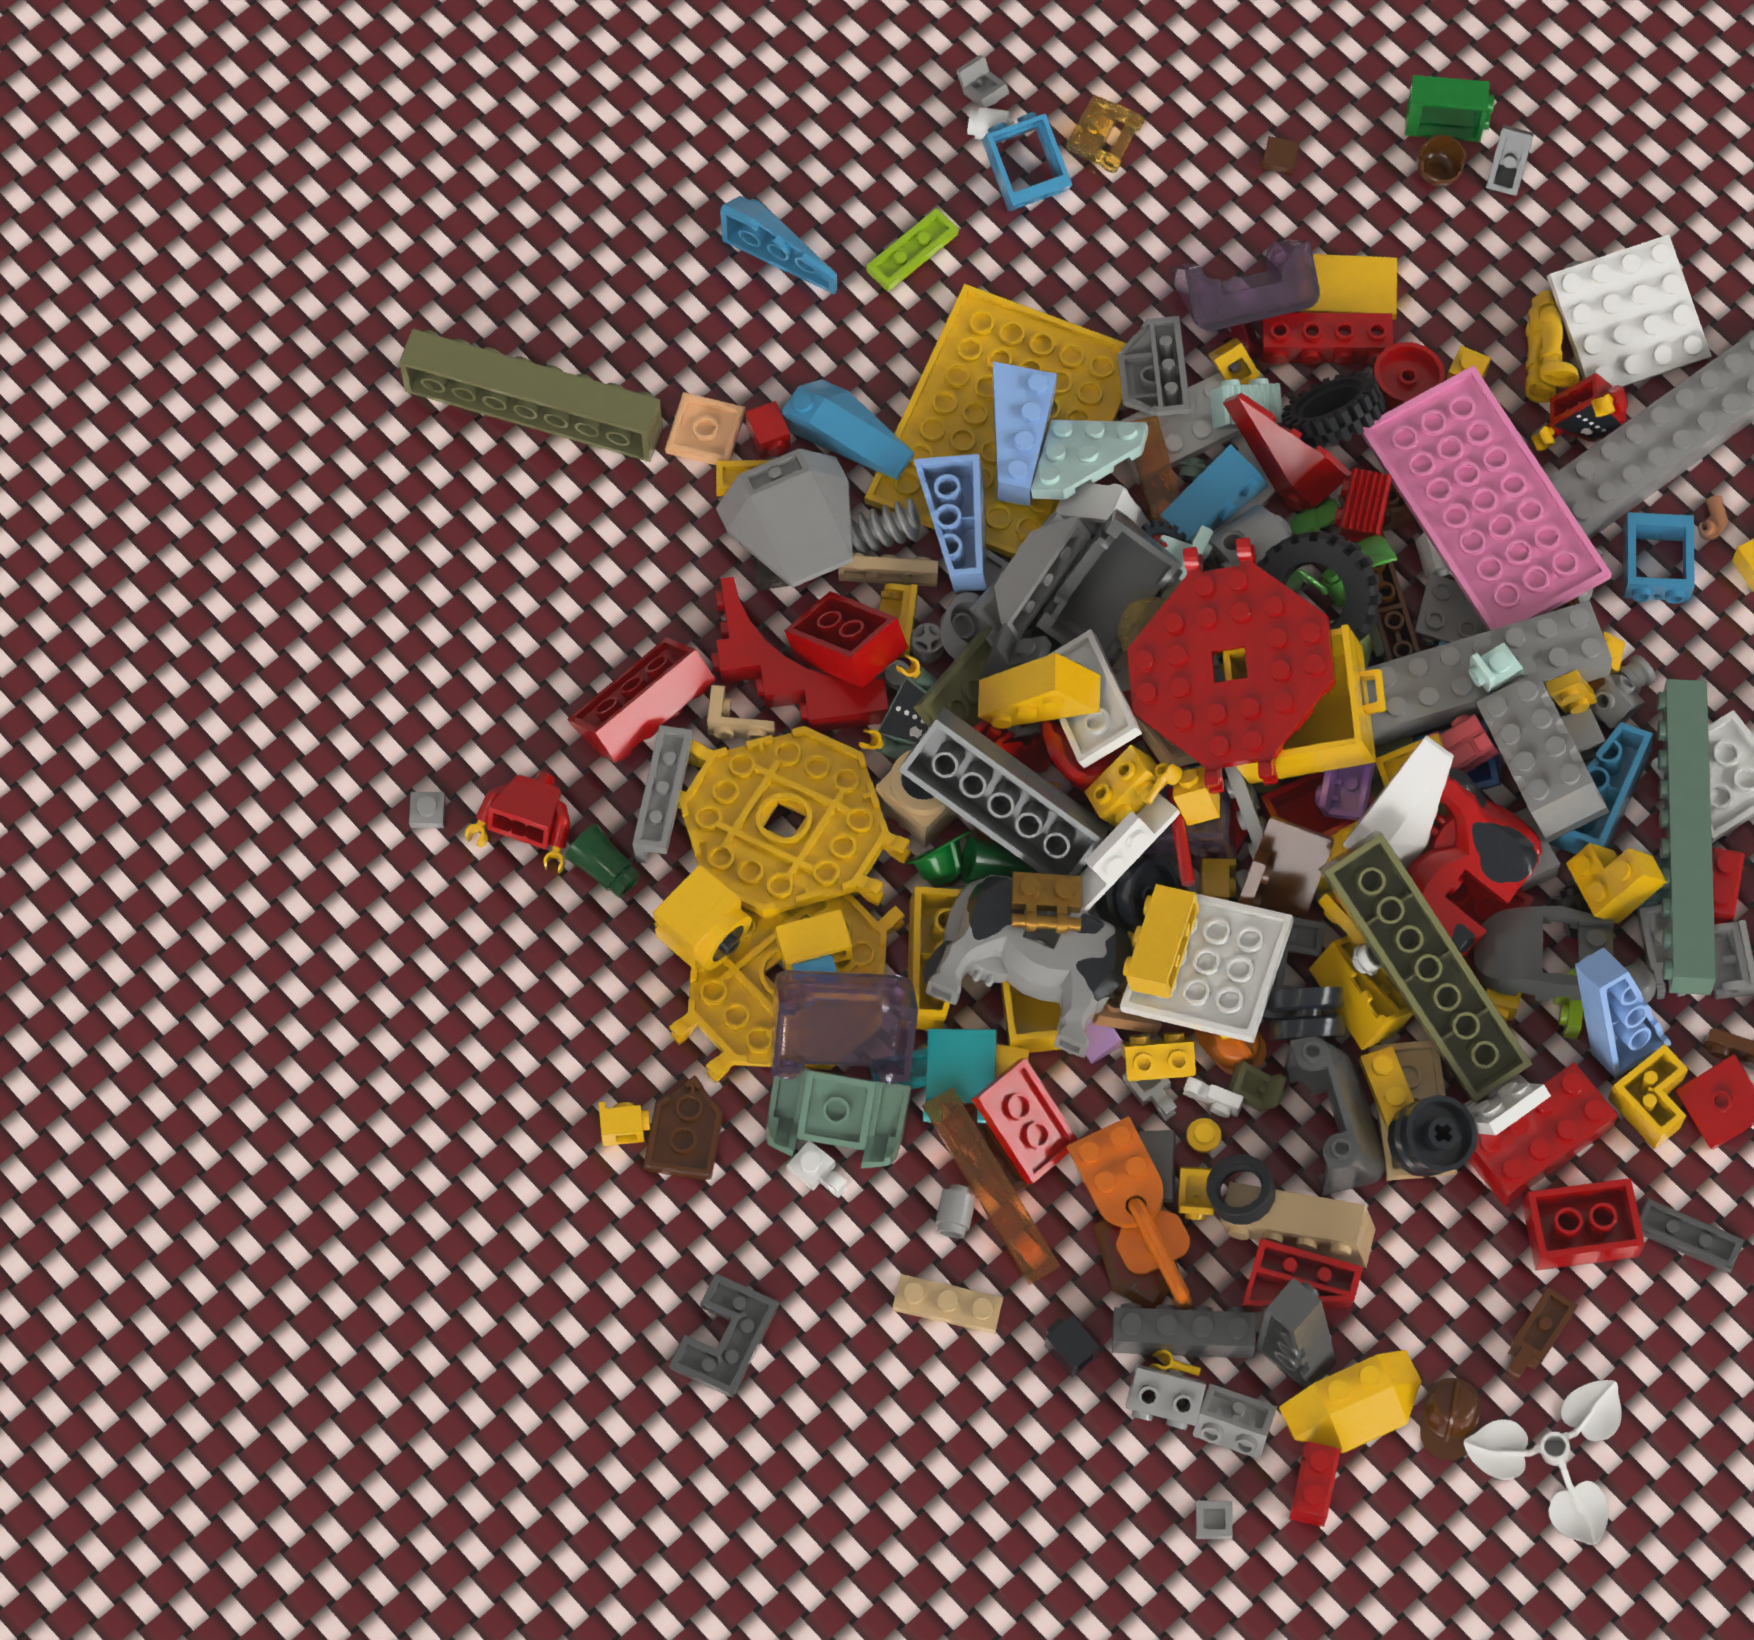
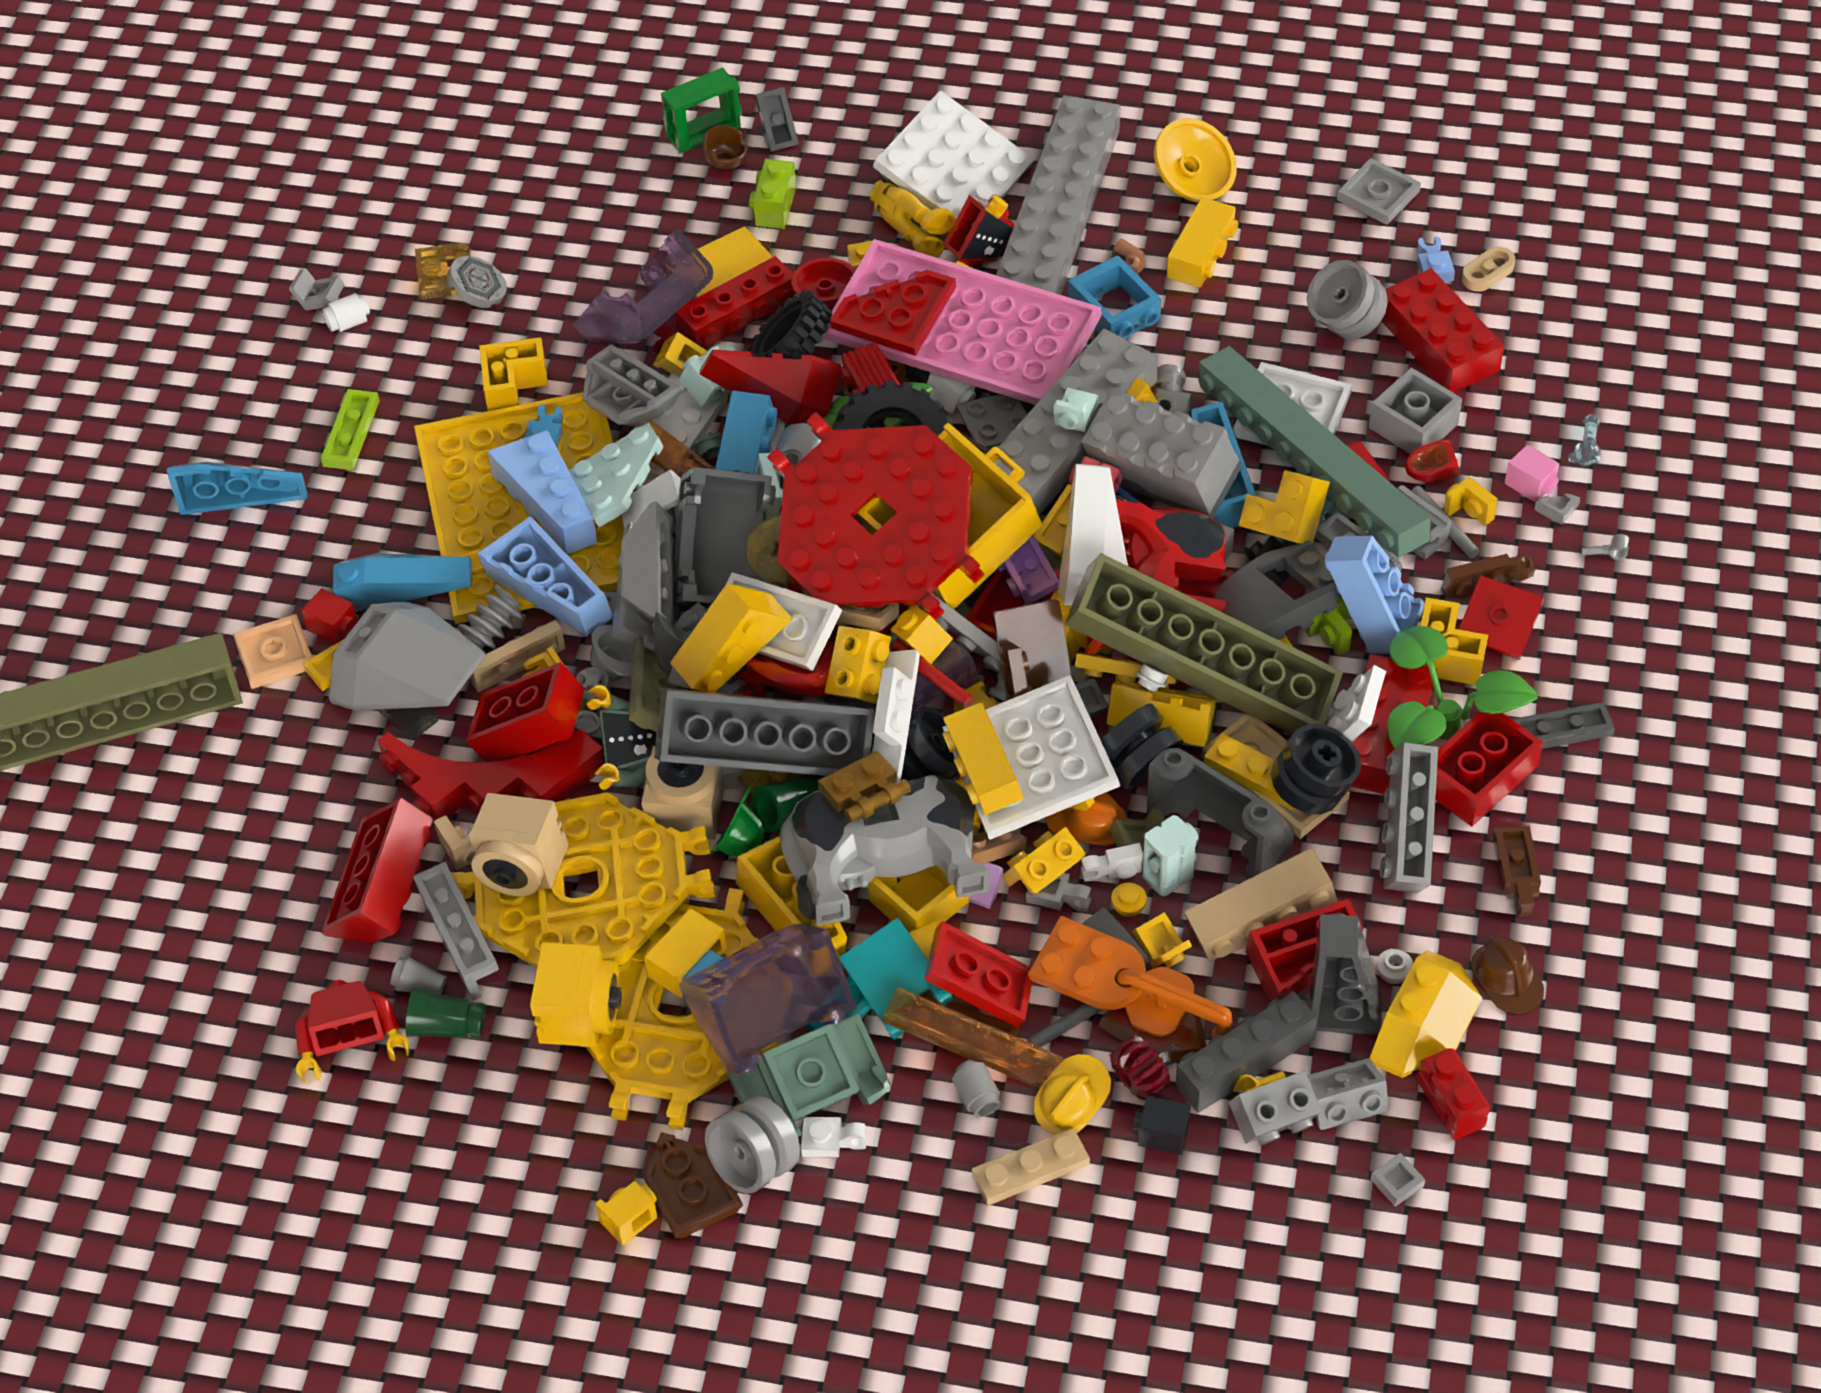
camera: 35 degrees left, 15 degrees down
(427, 810) = (246, 1080): light grey plate -> none
(607, 811) = (412, 974): none -> light grey cone
(744, 1139) = (752, 1144): none -> light grey wheel
(749, 1320) = (882, 1346): dark grey plate -> none
(750, 758) = (517, 844): none -> tan piece
(1023, 1269) = (1072, 1094): none -> yellow piece
(1043, 190) = (431, 313): dark azure window -> none
(1062, 1205) = (1062, 1025): none -> dark grey bar
(1066, 363) = (546, 422): none -> dark azure plate
(1080, 277) = (510, 368): none -> yellow brick
(1088, 1287) = (1139, 1067): none -> dark red gear
(1121, 166) = (476, 281): none -> light grey tile
(1165, 774) = (888, 629): yellow hand -> none
(1232, 1165) = (1196, 882): black tyre -> none
(1259, 1124) = (1169, 855): none -> light aqua brick
(1280, 155) = (596, 213): reddish brown tile -> none
(1358, 1351) = (1391, 973): none -> white plate
(1432, 456) = (896, 312): none -> red plate
(1446, 241) = (773, 193): none -> lime brick
(1475, 1232) = (1410, 817): none -> light grey brick
(1501, 1446) = (1614, 898): white plant -> none
(1548, 1159) = (1414, 723): none -> bright green plant

